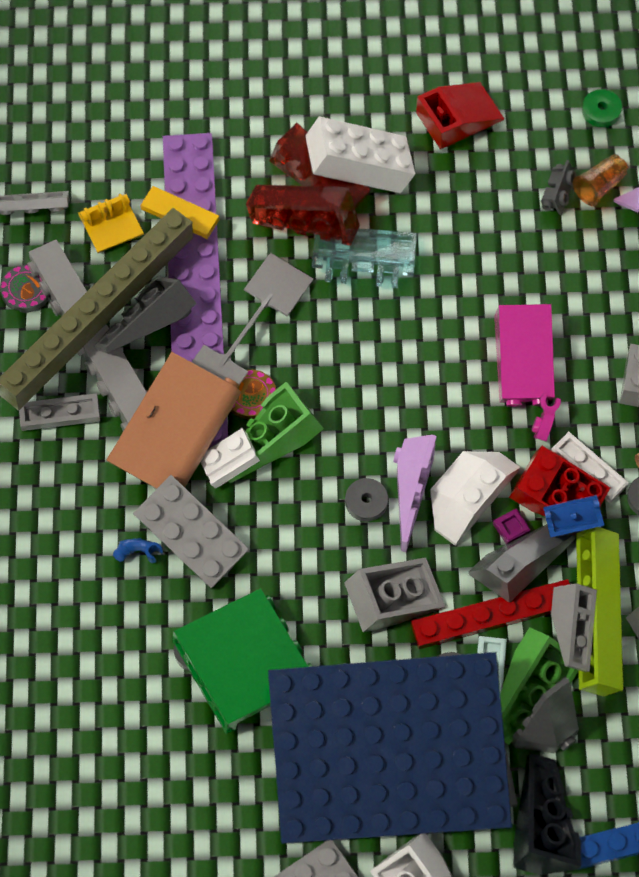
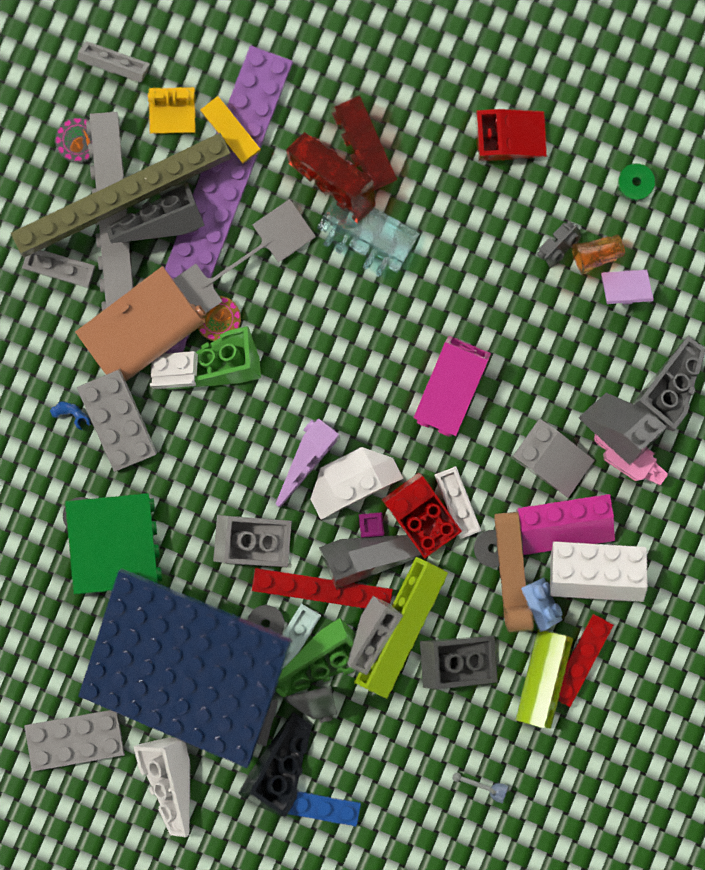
camera: 30 degrees right, 20 degrees up
(359, 155) = (399, 147): white brick -> none
(366, 488) = (268, 440): dark grey piece -> none
(543, 424) = (435, 453): dark pink plate -> none
(573, 516) = (416, 547): blue hinge -> none

